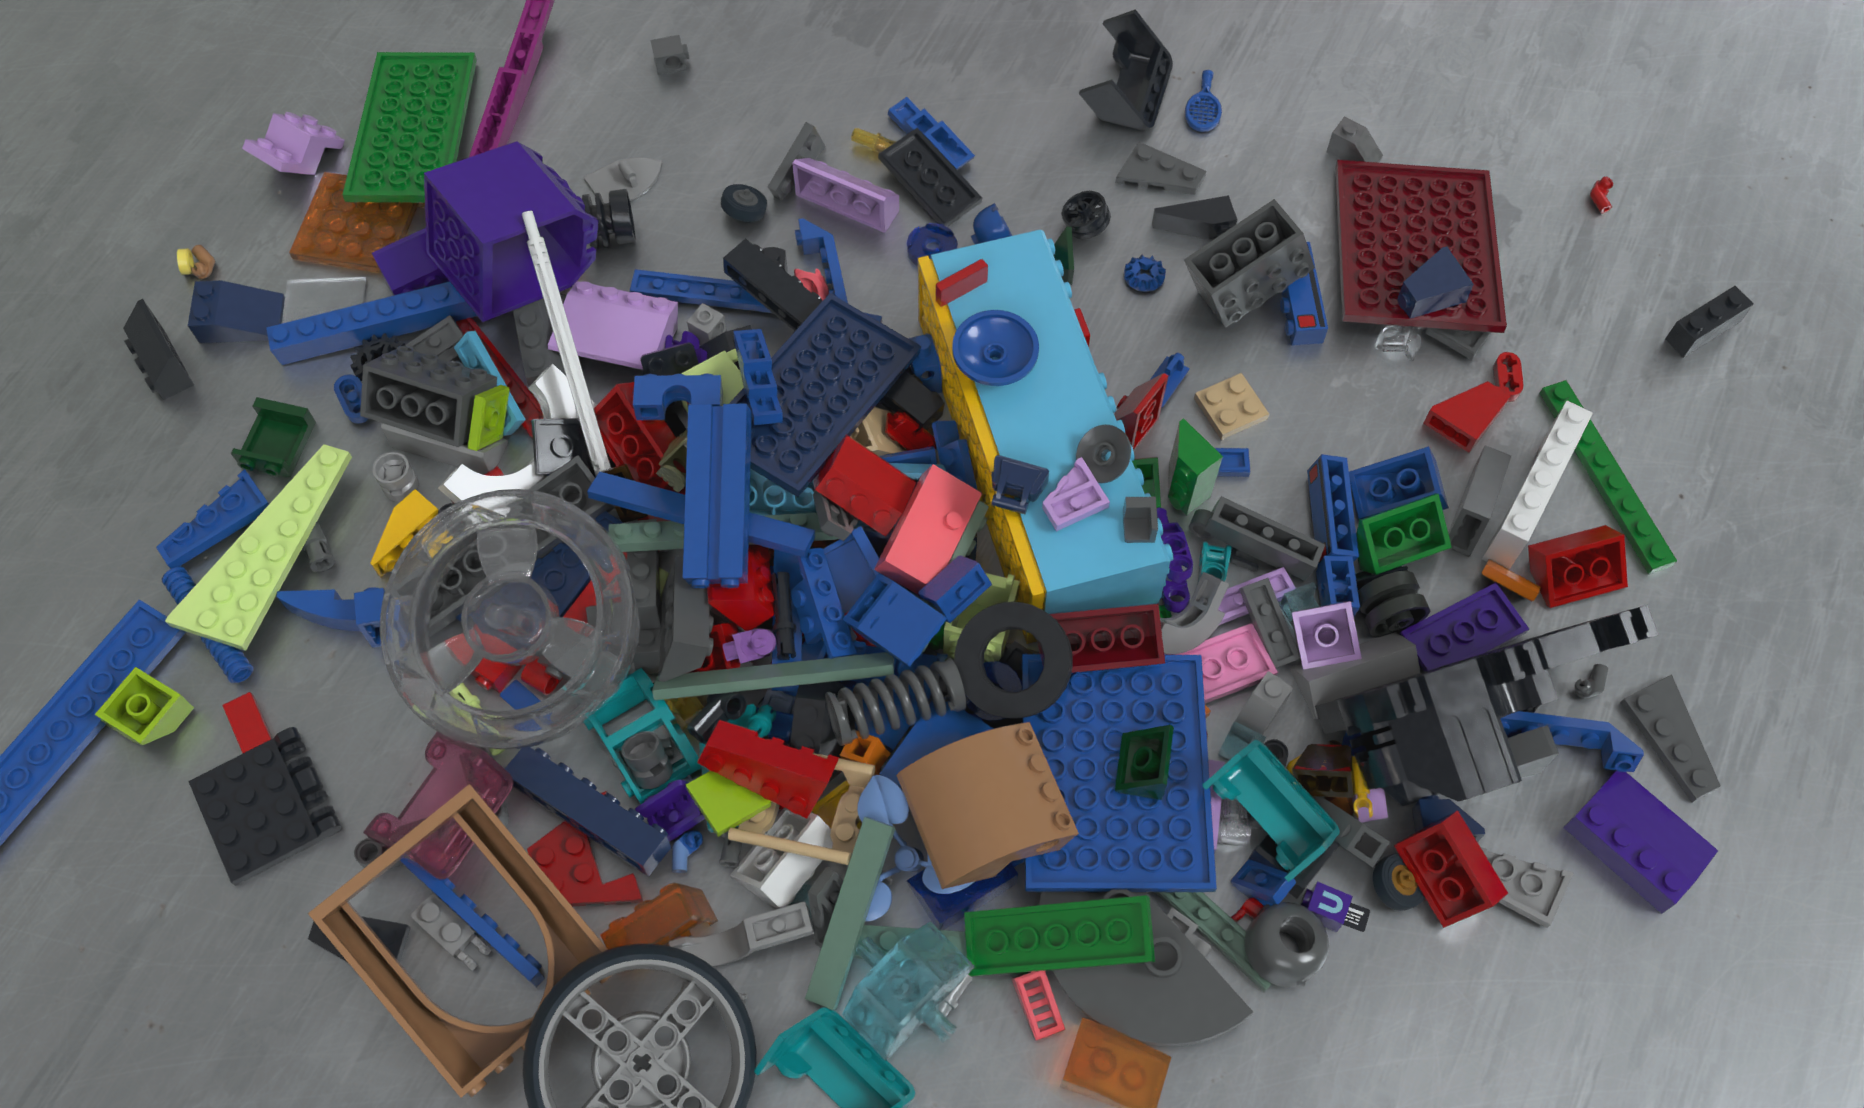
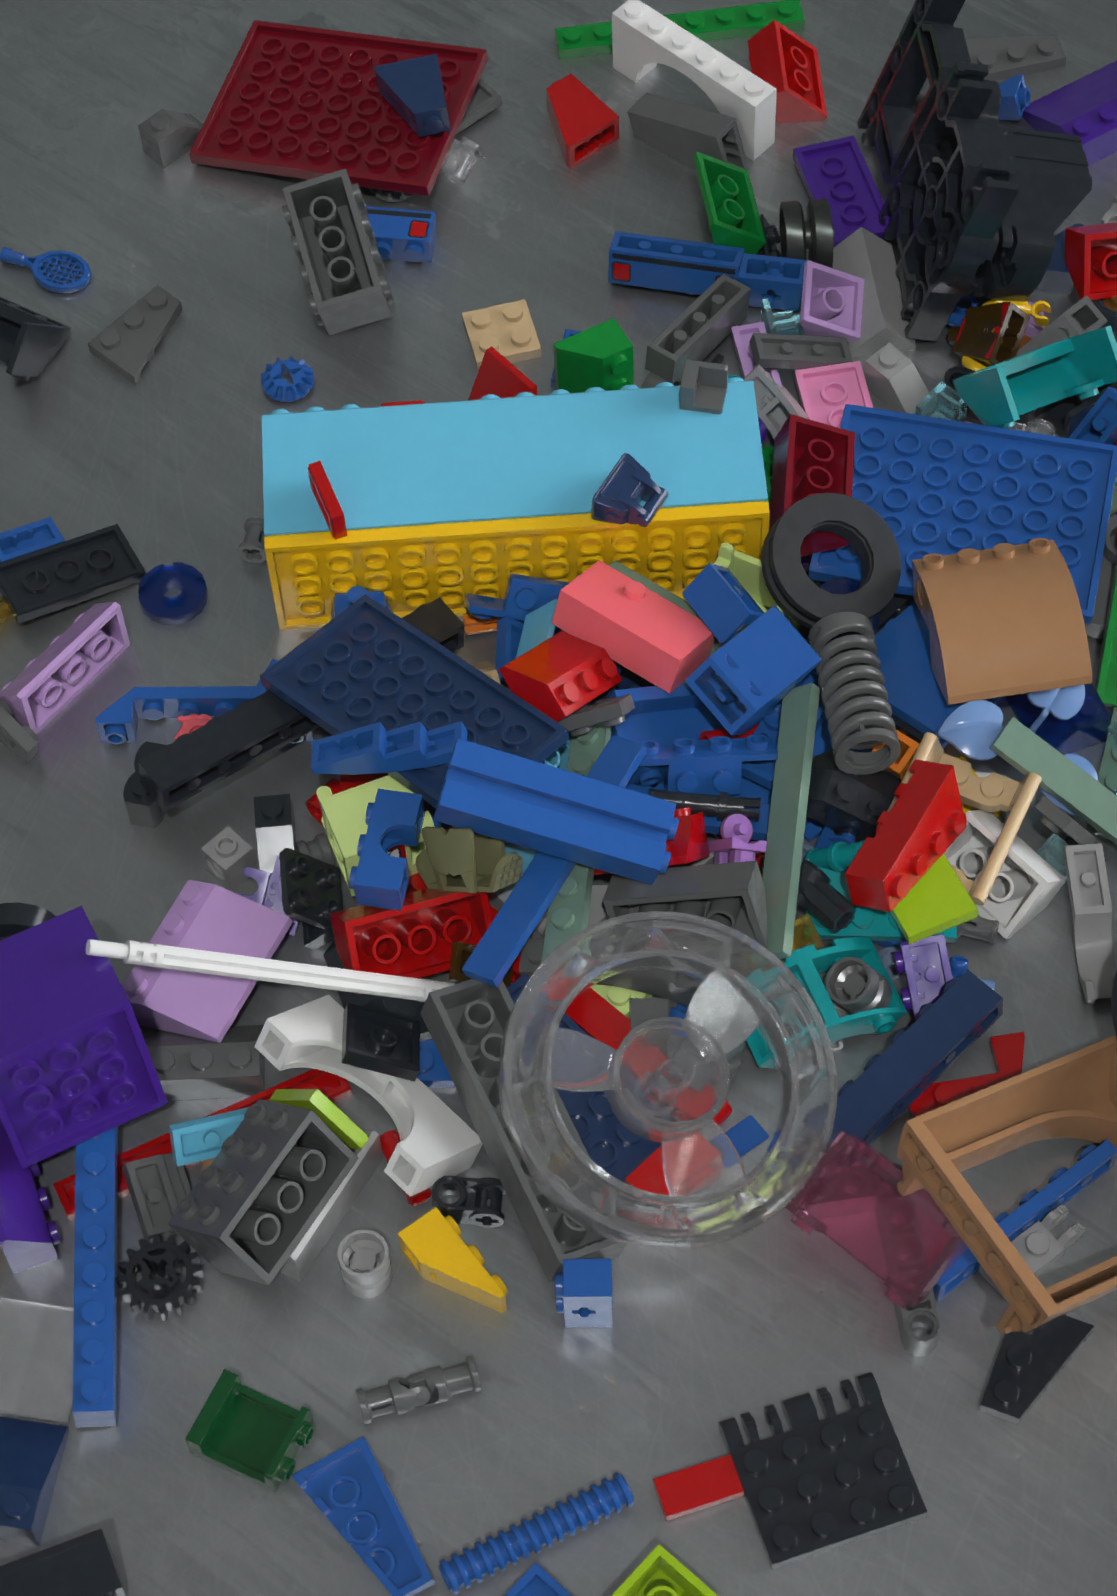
camera: 75 degrees left, 5 degrees down
(245, 580) = (492, 1461): yellowish green wing -> none
(321, 608) = (550, 1370): blue slope -> none
(350, 401) = (211, 1317): blue plate -> none
(662, 918) = (1062, 1002): clear orange wedge -> none
(694, 290) = (161, 867): blue plate -> none
(743, 203) = (37, 790): black wheel -> none
(901, 429) = (471, 645): red hinge -> none
(989, 226) = (184, 514): blue cylinder -> none
(995, 335) = (440, 462): blue dish -> none
(1064, 253) = (236, 454): dark green slope -> none
(1075, 497) = (656, 443): lavender wing -> none
(1083, 209) = (188, 414): black wheel -> none
(1097, 444) = (626, 392): dark grey dish -> none
(1144, 762) = (973, 468): dark green slope -> none
(1176, 371) = (442, 383): blue hinge -> none
(1198, 218) = (231, 303): black slope -> none
(1396, 482) = (655, 194): blue slope -> none
(1511, 580) = (791, 137): orange tile -> none
(1514, 376) = (532, 77): red beam -> none

